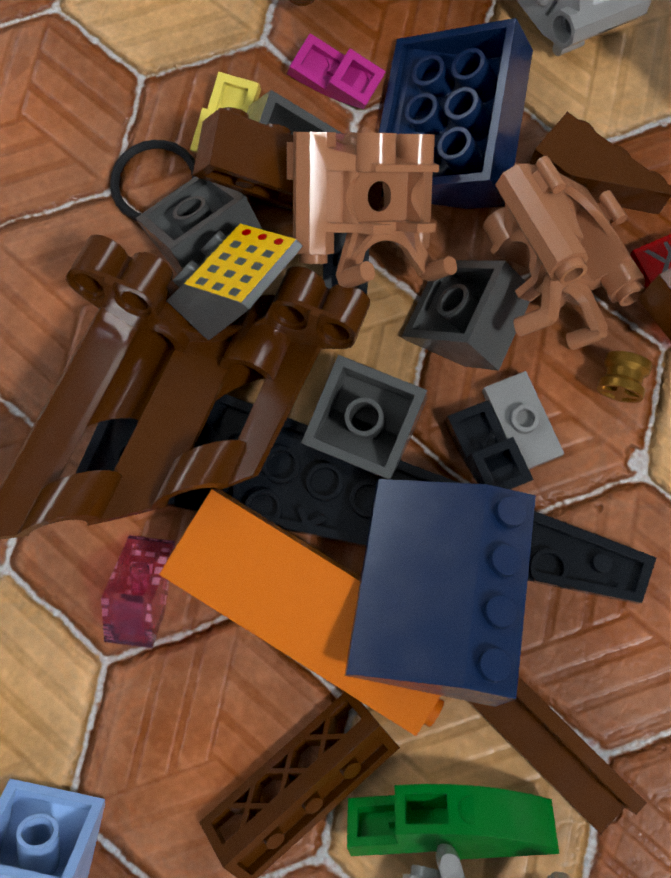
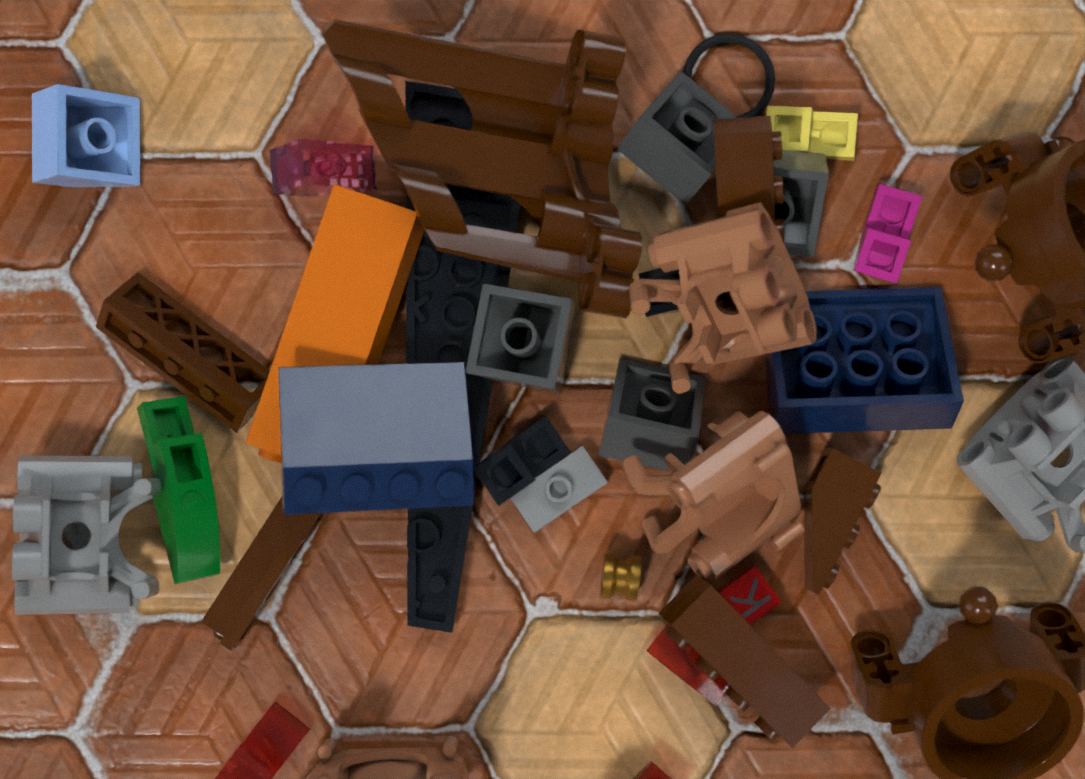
camera: 75 degrees right, 10 degrees up
(230, 277) = (620, 182): slope -> none

